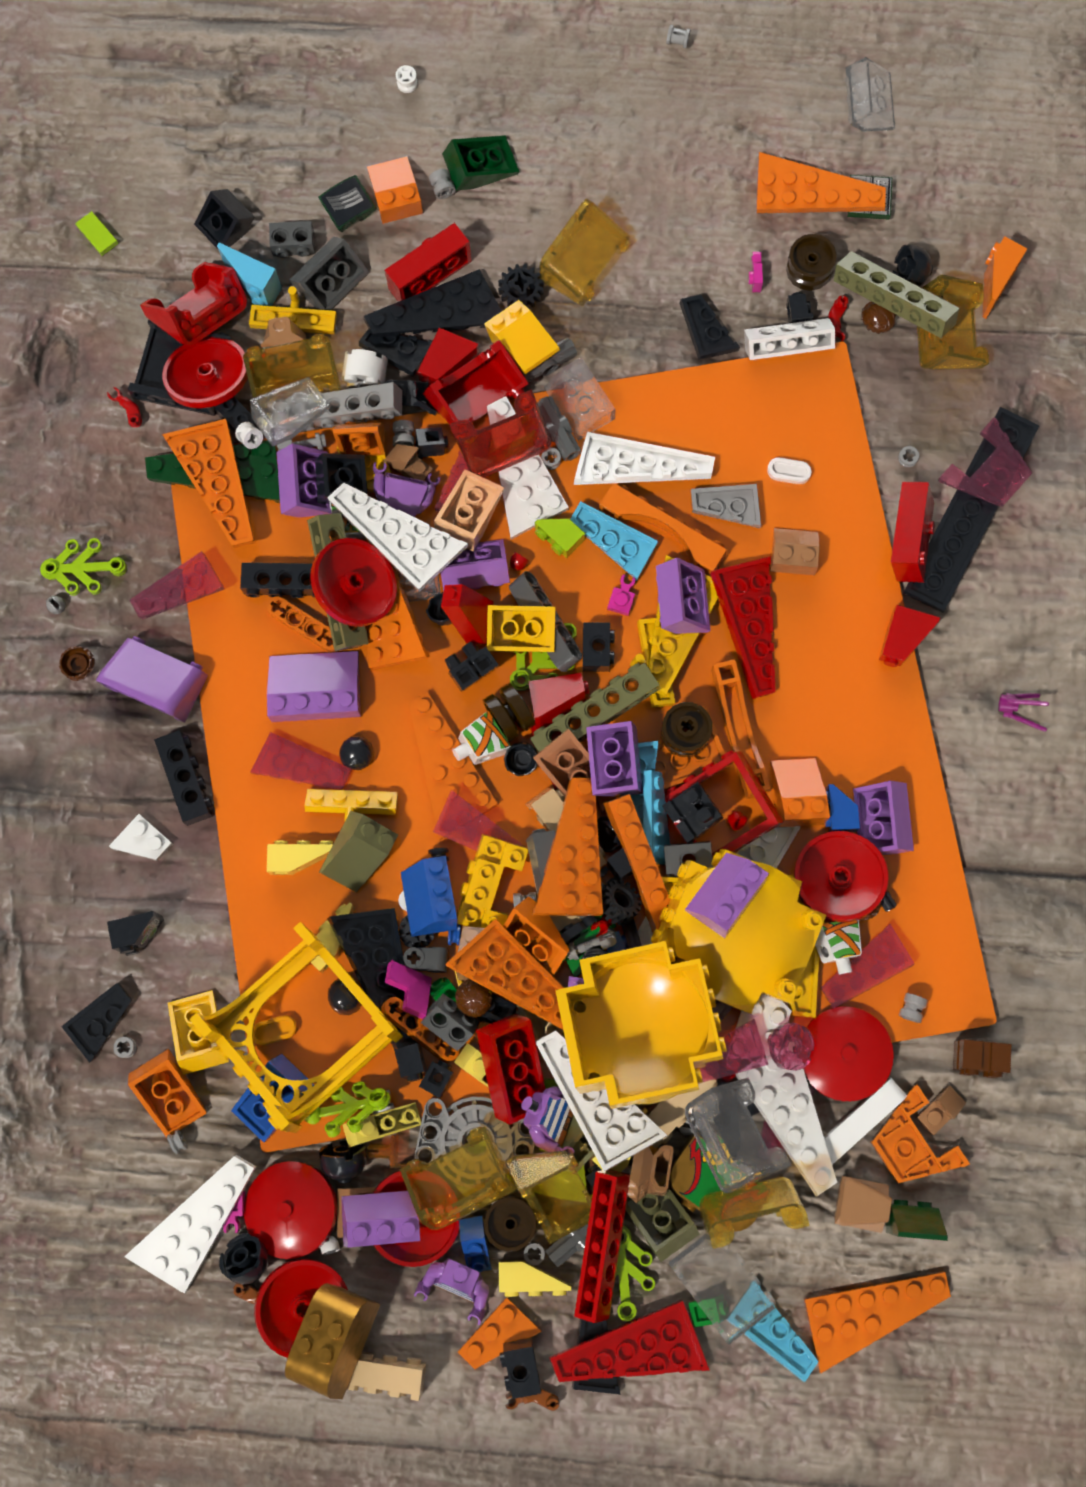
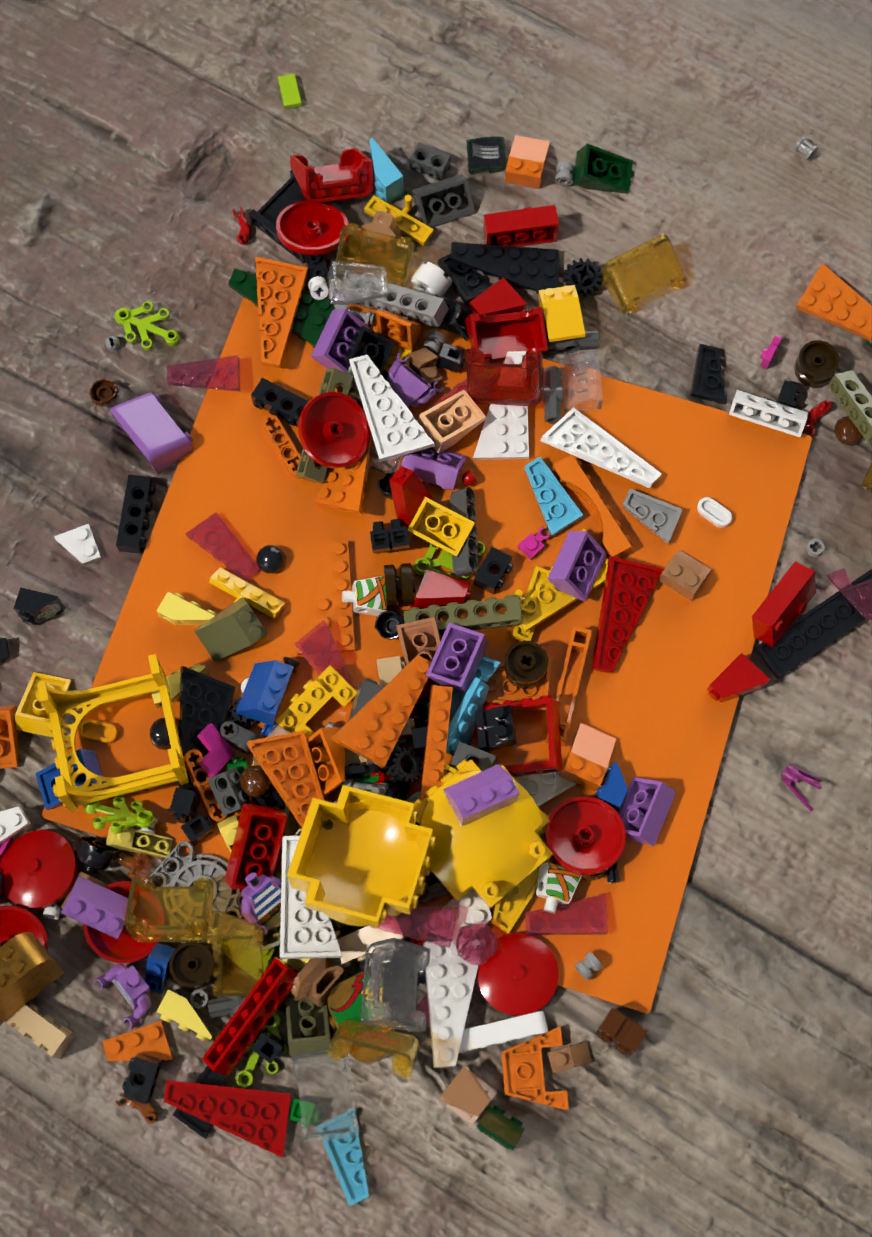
camera: 25 degrees right, 5 degrees down
(223, 218) = (388, 123): black slope -> none
(313, 686) = (265, 495): medium lavender slope -> none
(406, 73) = (583, 81): white wheel -> none
(551, 451) = (539, 419): light grey bush -> none
(561, 534) = (512, 474): lime slope -> none
(635, 1272) = (262, 1049): none -> black brick
(736, 820) = (532, 757): red hinge -> none
(858, 1317) = (420, 1181): orange wing -> none

